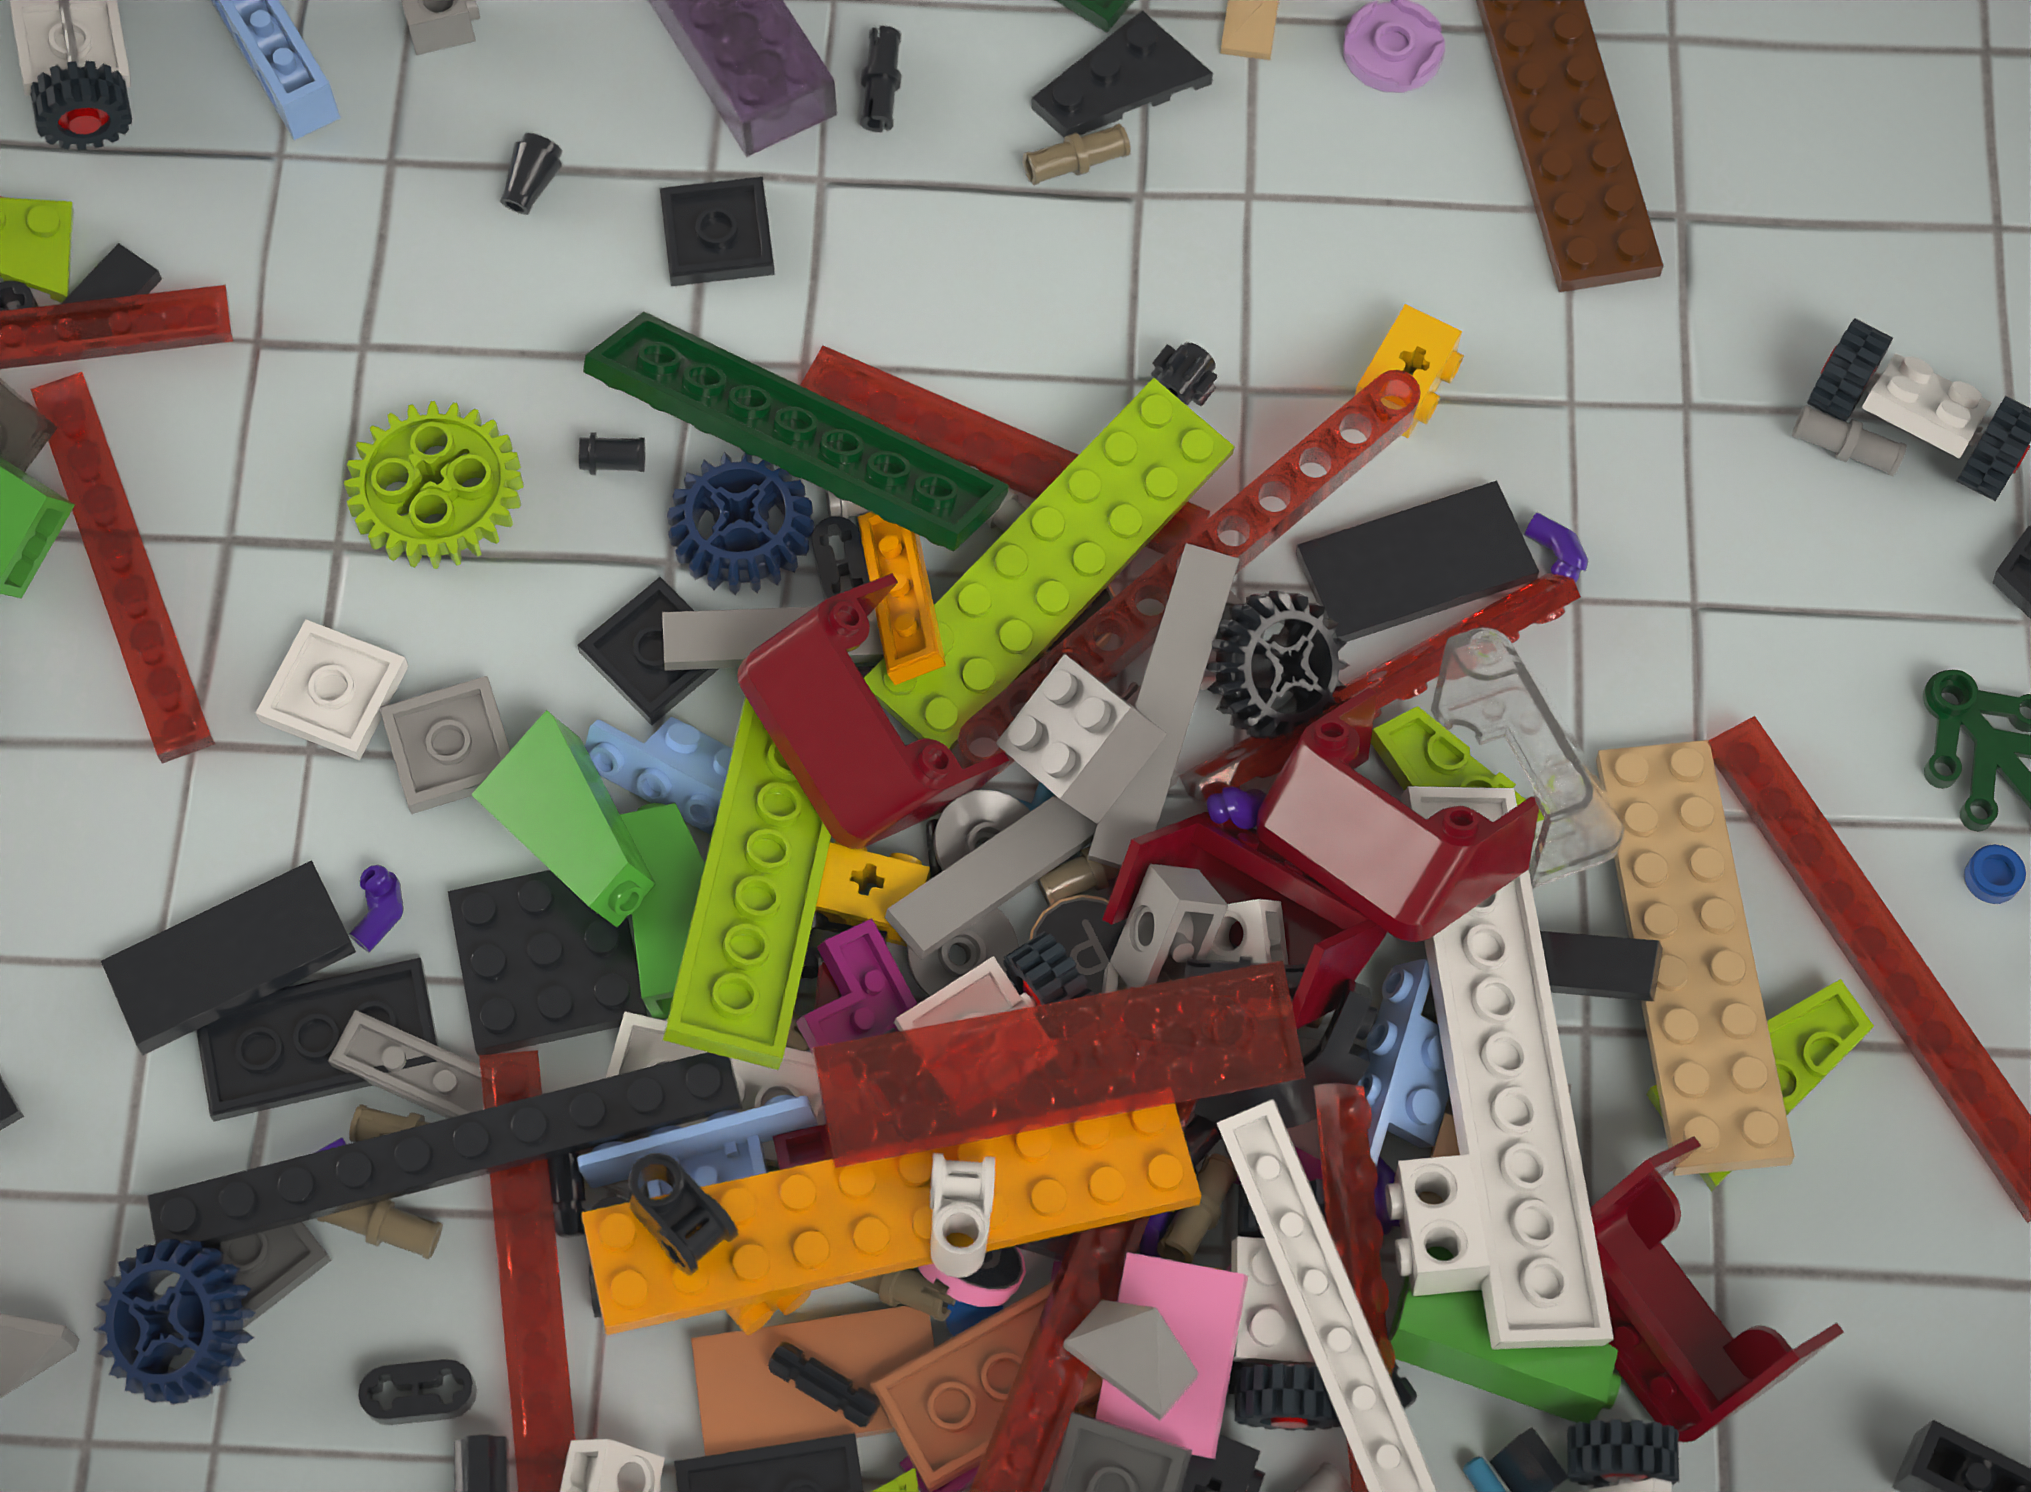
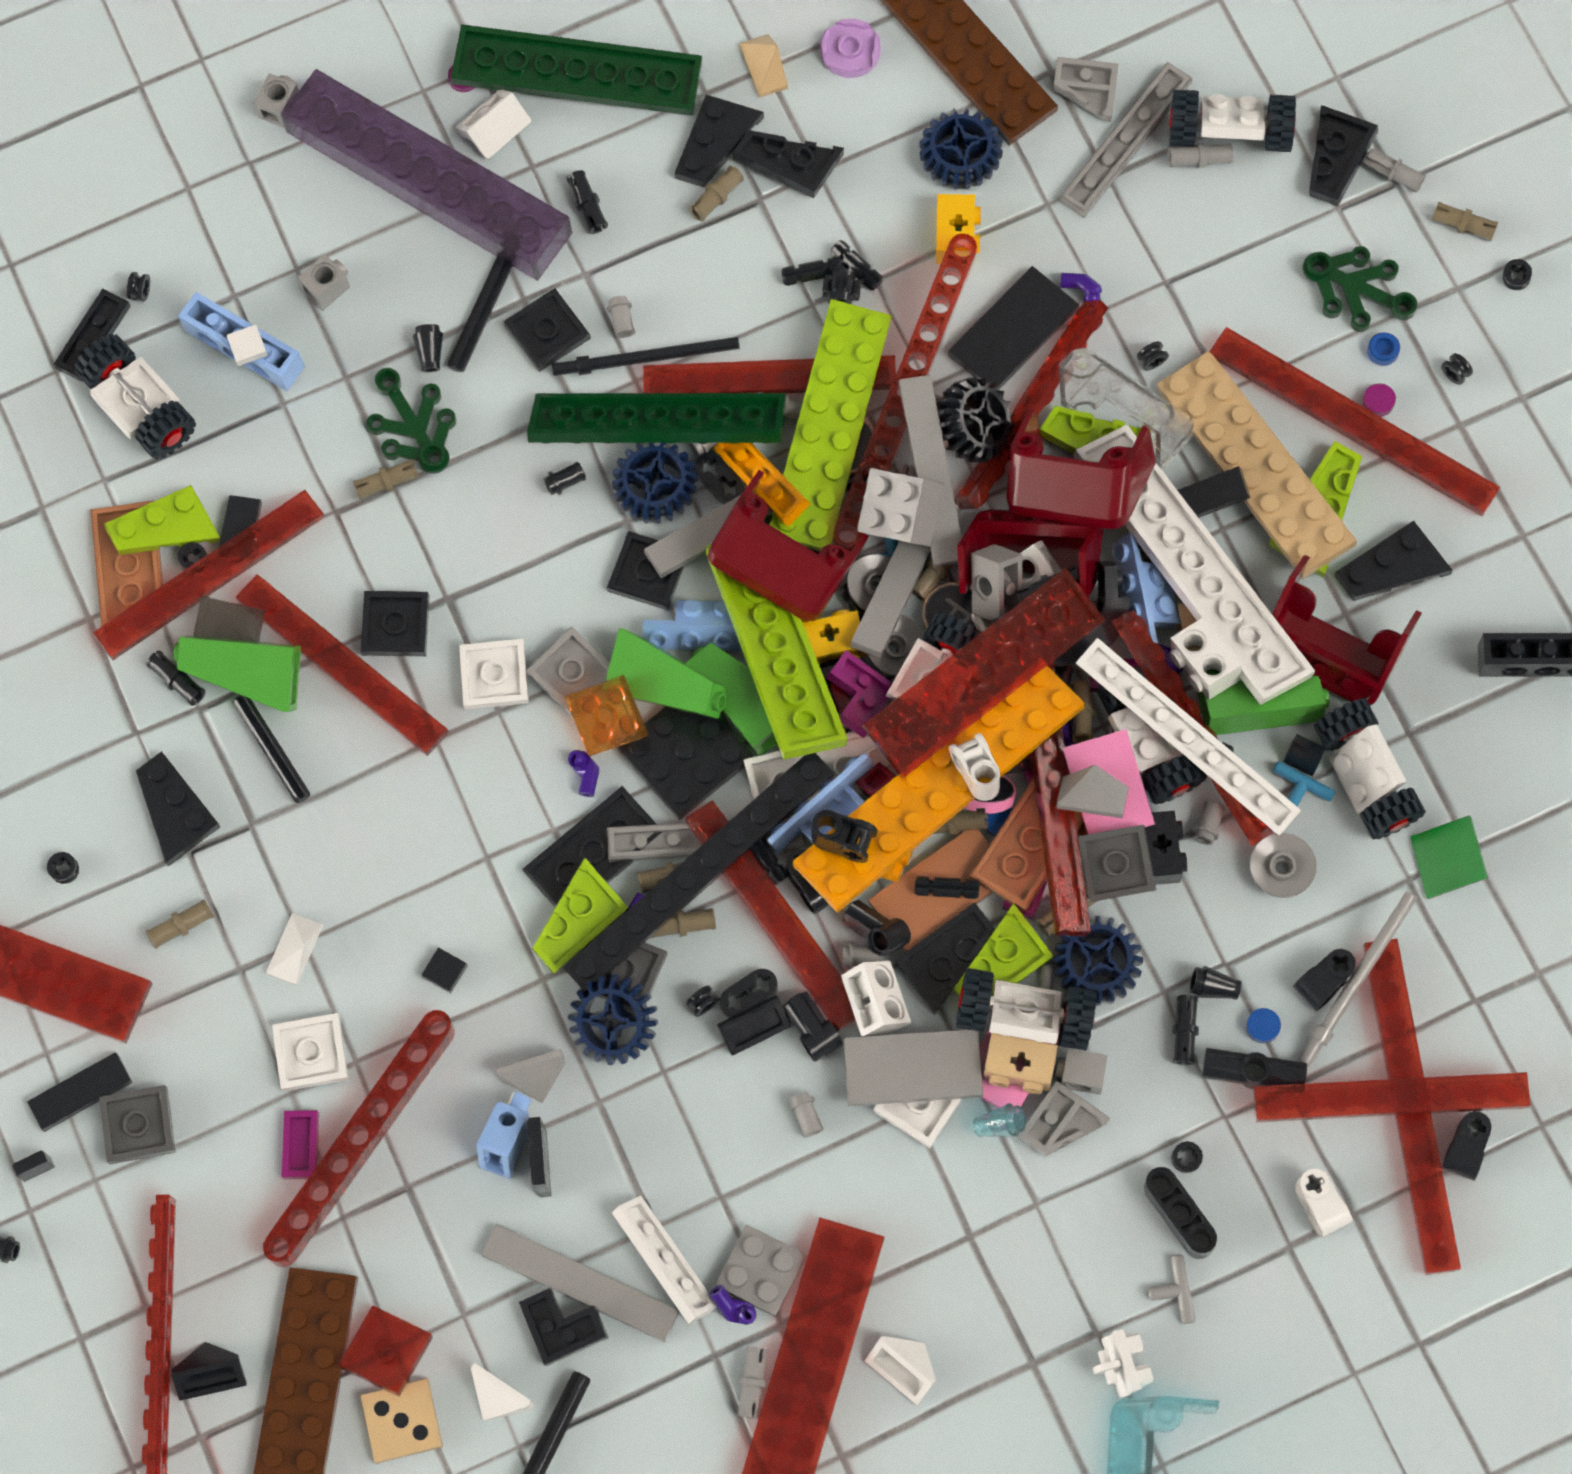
camera: 20 degrees left, 5 degrees up
(227, 957) = (525, 834): black tile -> none
(230, 1128) = (578, 918): none -> lime wing
(235, 542) = (395, 623): none -> black plate
(259, 37) = (247, 345): none -> white tile
(337, 1365) = (702, 1001): none -> black bush
(354, 329) = (386, 479): none -> dark tan pin
(392, 1448) = (754, 1025): none -> black tile
(434, 484) = (509, 546): lime gear -> none
(442, 274) = (414, 426): none -> dark green plant
(451, 835) = (606, 715): none -> clear orange plate
(627, 1424) = (856, 955): none -> light grey pin
(633, 164) = (480, 314): none -> black axle
(674, 1404) = (881, 933): none -> black piece
(742, 306) = (584, 364): none -> black bar
(839, 250) = (621, 316): none -> light grey pin
(1152, 329) = (810, 271): none -> black axle
(1210, 162) = (791, 163): none -> black wing
(1228, 354) = (857, 265): none -> black axle
(1235, 805) = (993, 501): dark purple arm -> none
(1509, 273) = (982, 140): none -> dark blue gear
(1614, 705) = (1152, 355): none -> black bush
(1726, 257) = (1087, 84): none -> light grey wing
(1736, 367) = (1124, 141): none -> light grey tile
(1839, 1224) = (1394, 562): none -> black wing
(1948, 950) = (1379, 399): none -> magenta tile

